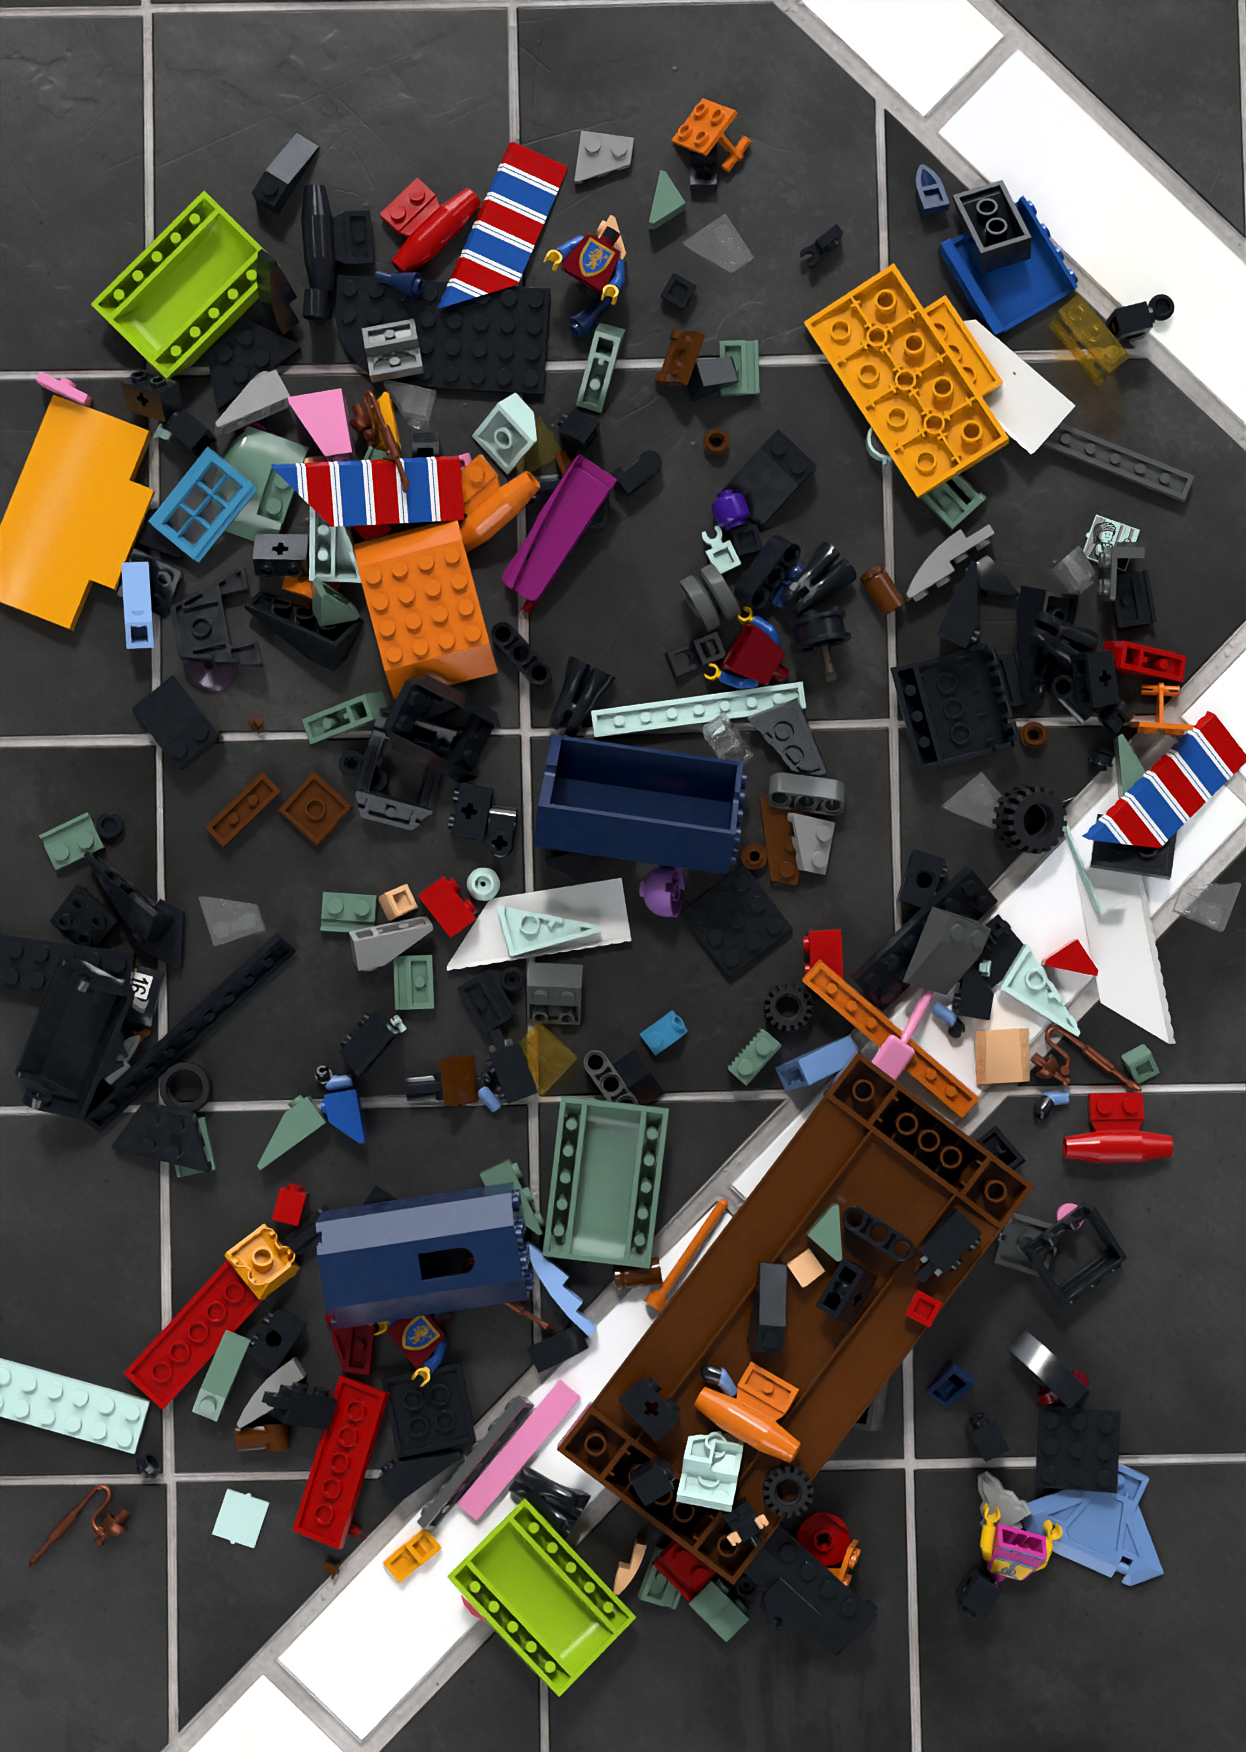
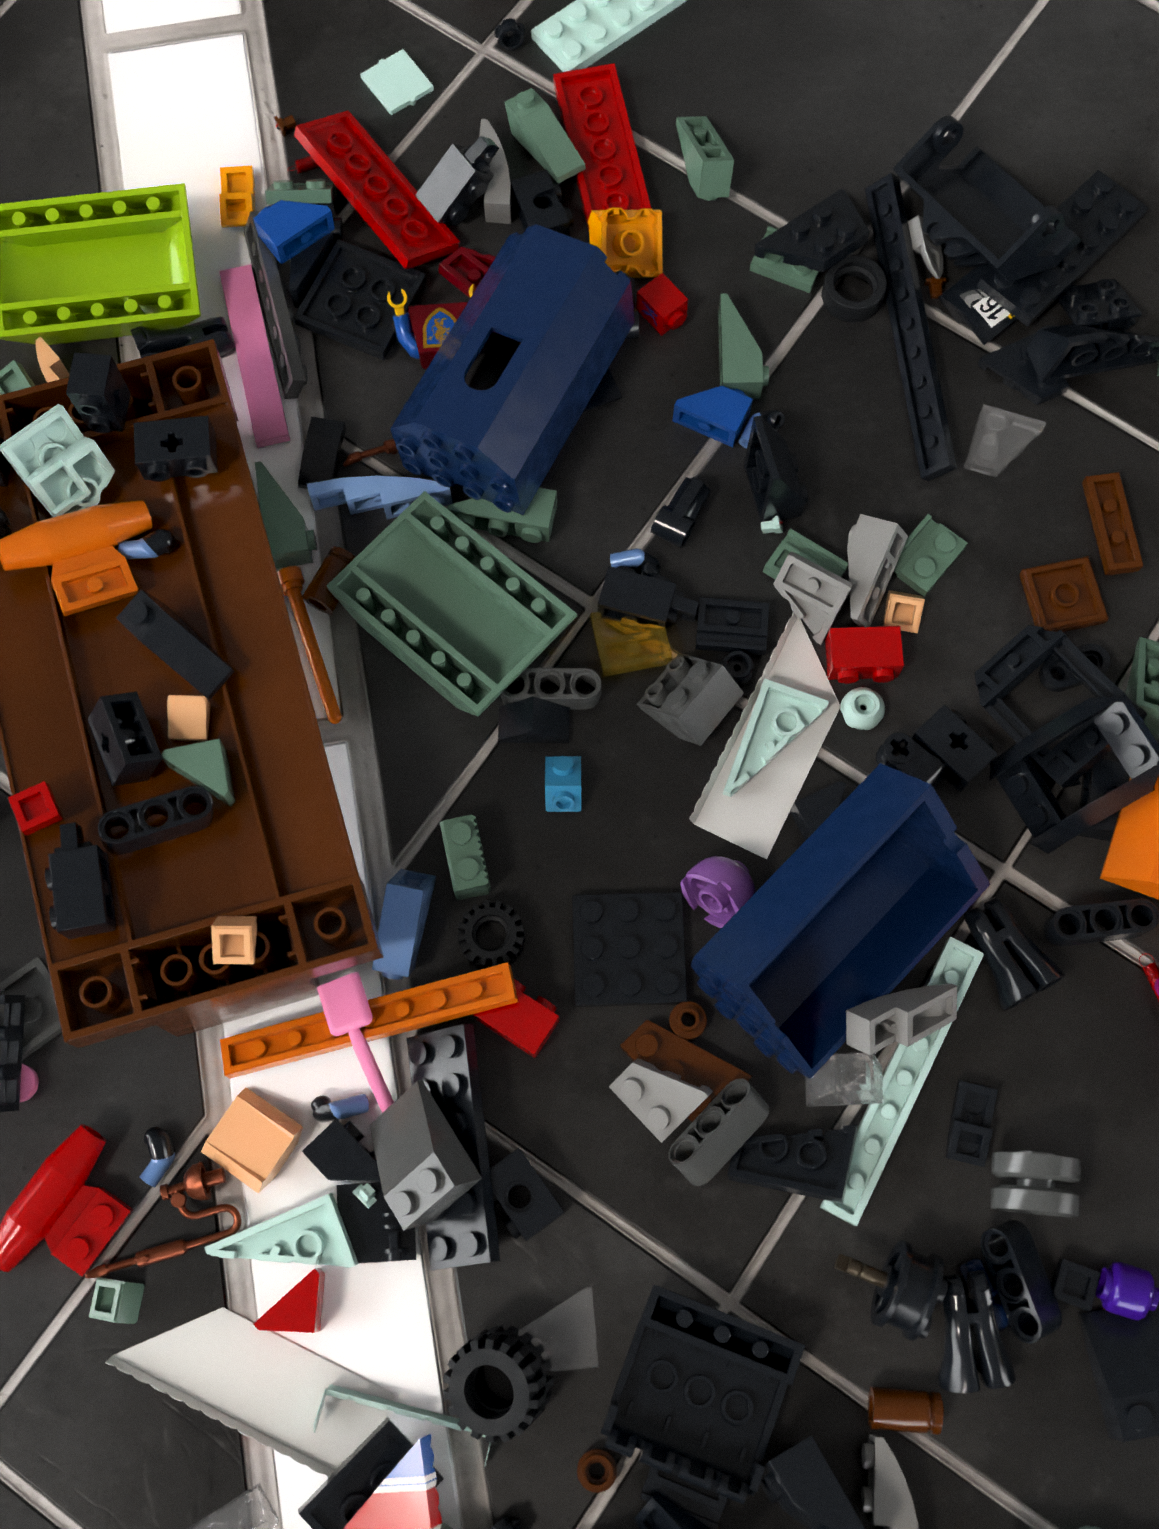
camera: 125 degrees right, 15 degrees down
(153, 1259) = (705, 157): none -> sand green slope
(270, 1436) = (462, 131): reddish brown piece -> none
(382, 1510) = (310, 192): none -> sand green plate
(421, 1487) = (292, 227): none -> blue slope
(433, 965) = (812, 592): none -> light grey wing
(458, 1080) = (670, 538): reddish brown piece -> none
(625, 1331) = (284, 525): none -> sand green slope
(669, 734) = (900, 1017): none -> light grey slope
(721, 554) = (1075, 1241): light aqua plate -> none
(753, 656) = (927, 1187): dark red torso -> none
(911, 1136) = (234, 939): none -> light nougat slope
(1001, 1147) = (148, 1055): black slope -> none

